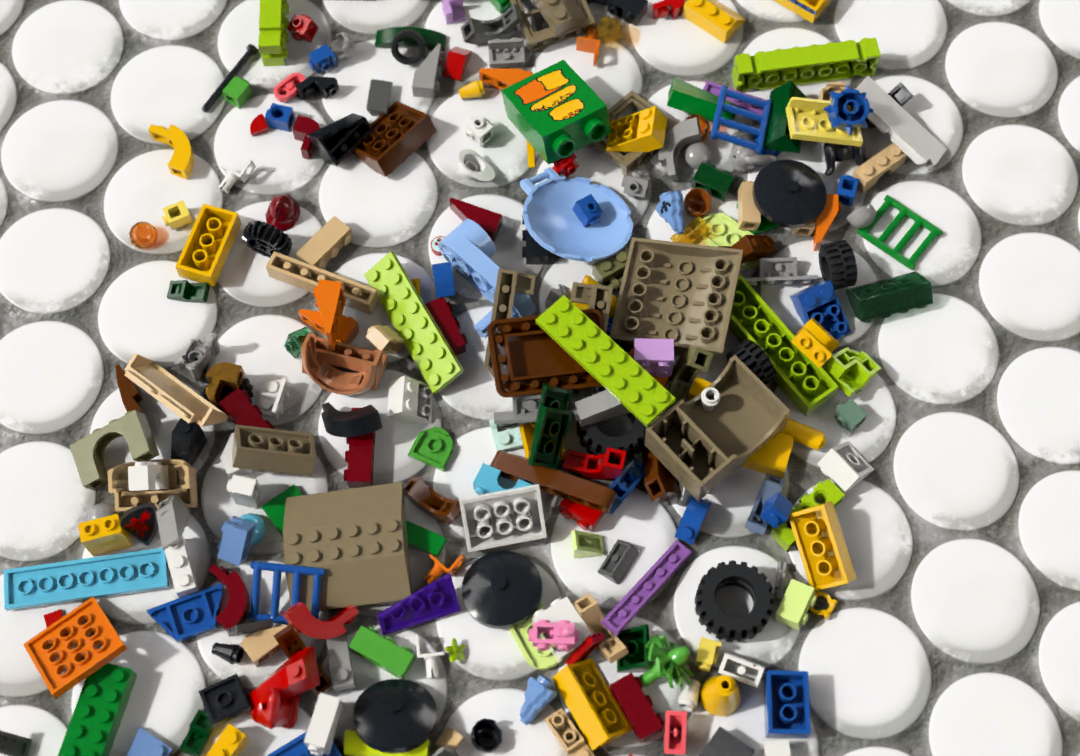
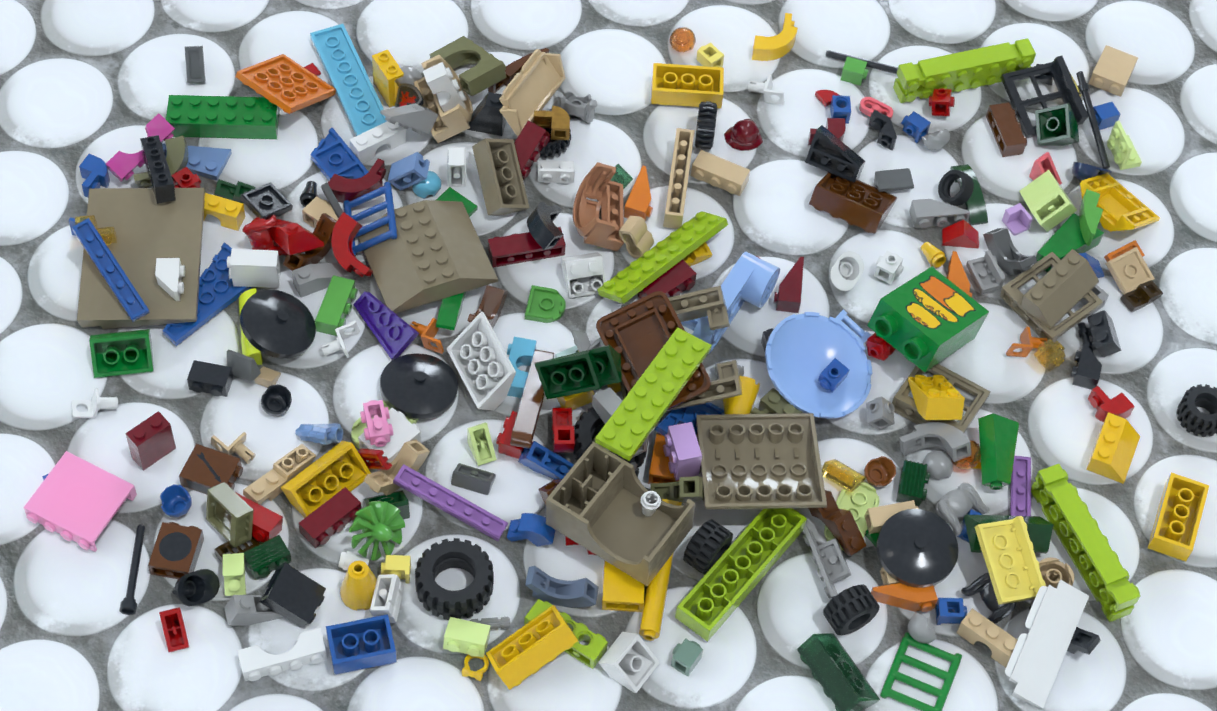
camera: 70 degrees right, 10 degrees down
(188, 292) = (639, 86): dark green slope -> none
(331, 303) = (643, 181): orange slope -> none
(443, 279) = (713, 269): blue brick -> none
(455, 651) = (351, 362): lime plant -> none
(672, 210) = (860, 450): medium blue rock -> none
(675, 732) = (311, 552): coral slope -> none
(718, 119) = (997, 510): blue bar -> none
(776, 510) = (555, 593): blue brick -> none
(815, 342) = (752, 601): yellow panel -> none
(824, 306) = (794, 611): blue slope -> none
(848, 110) = (1026, 582): blue brick -> none
(851, 370) = (734, 644): lime brick -> none

